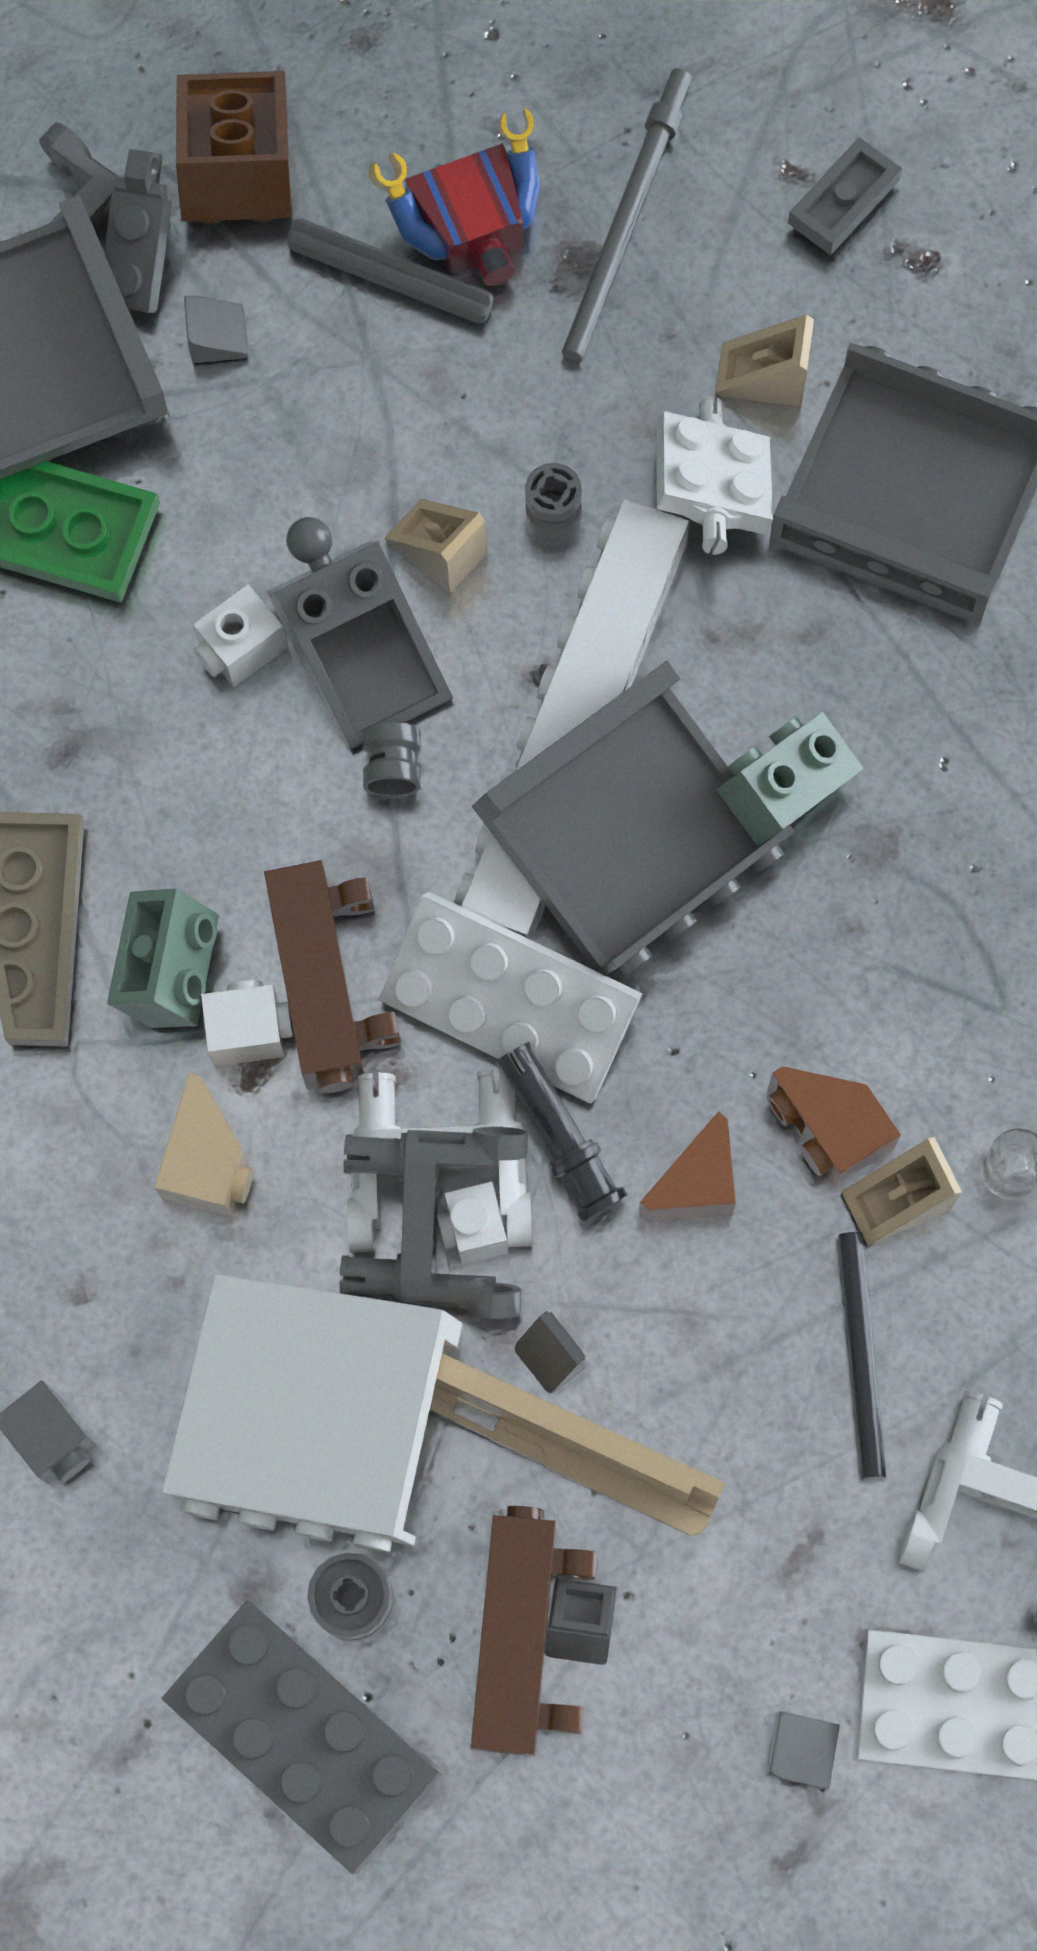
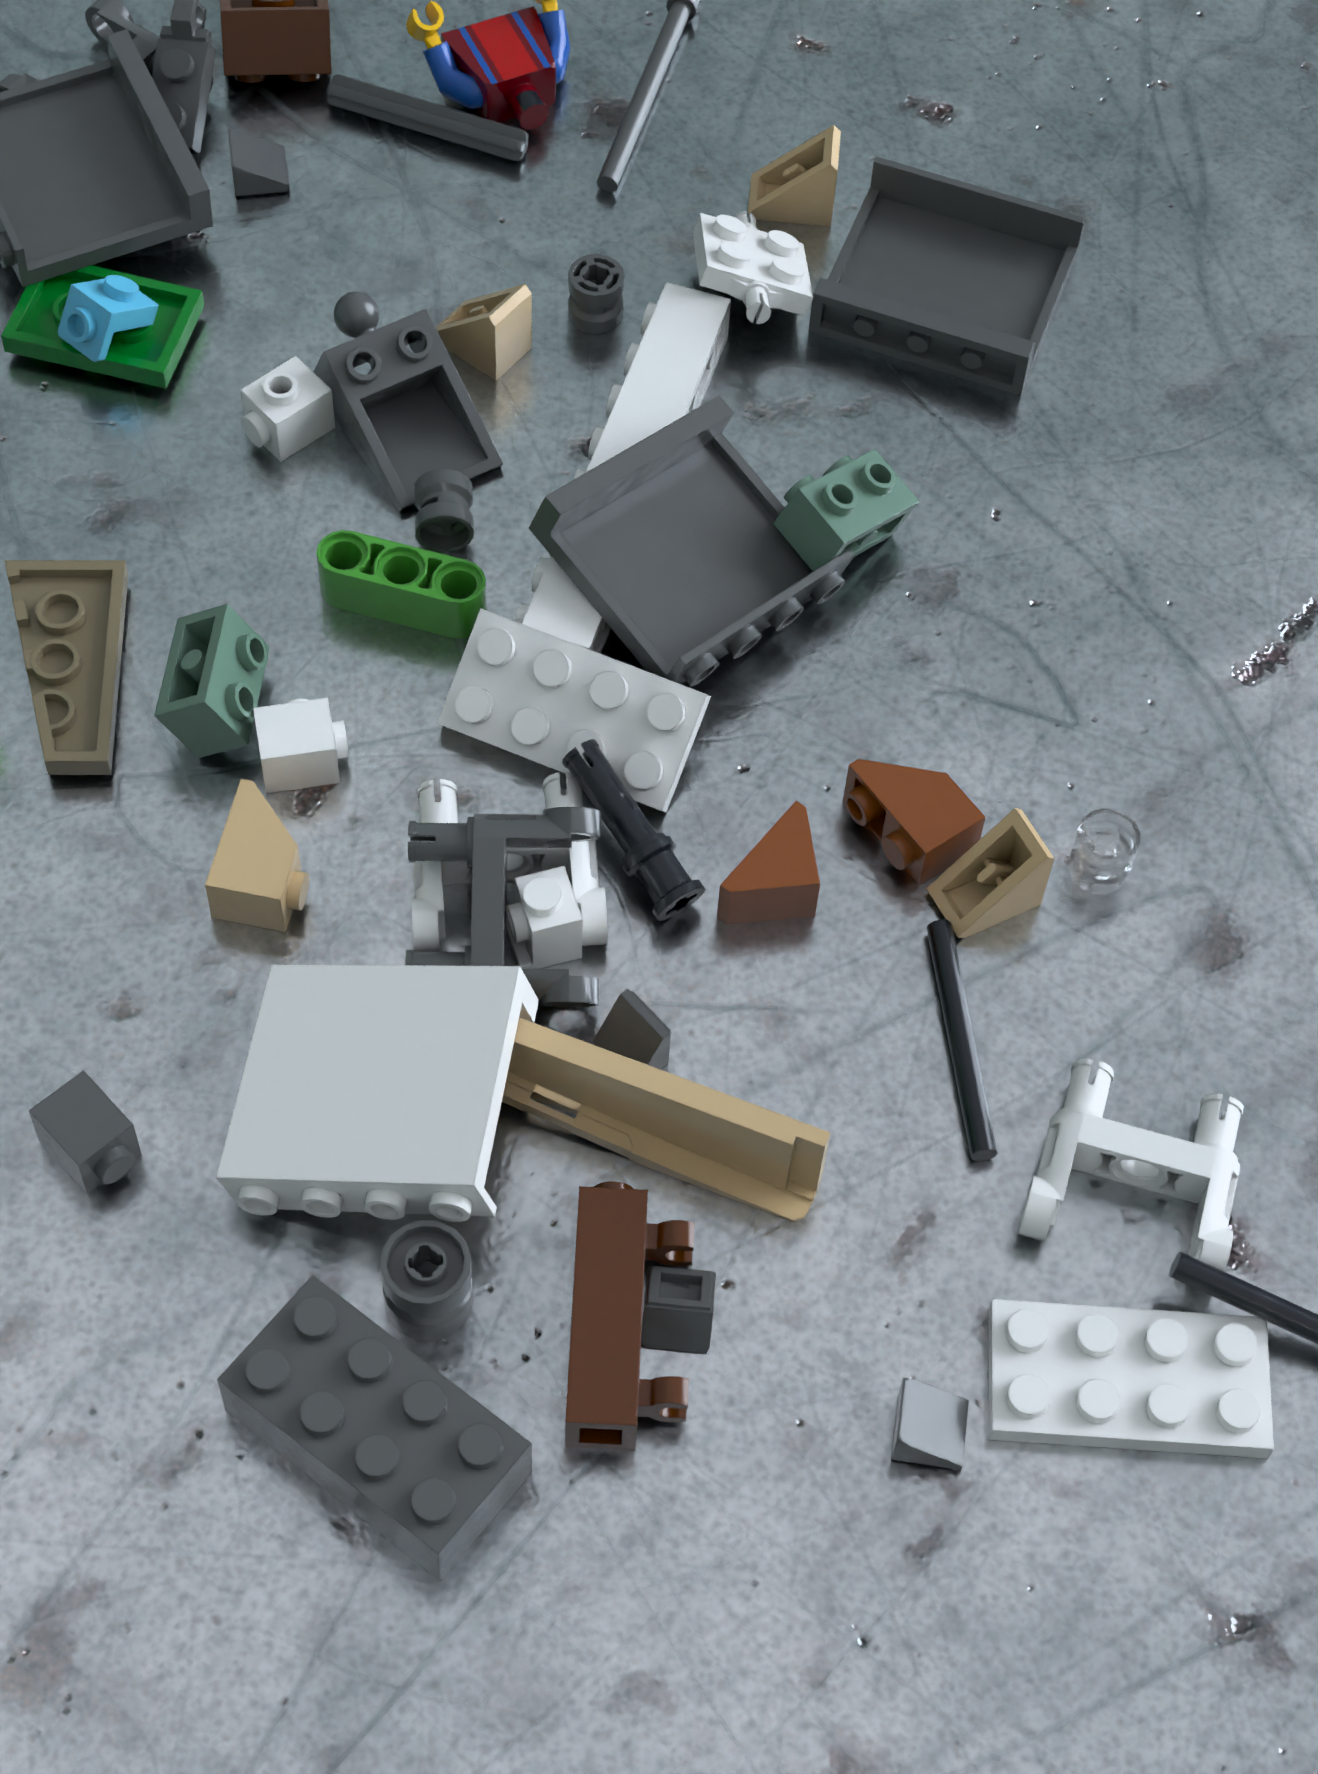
camera: 10 degrees left, 15 degrees down
(58, 528) = (100, 309): none -> medium azure bracket
(315, 974) = (372, 701): reddish brown brick -> none
(330, 824) = (400, 583): none -> bright green beam
(844, 195) = (859, 55): dark grey plate -> none

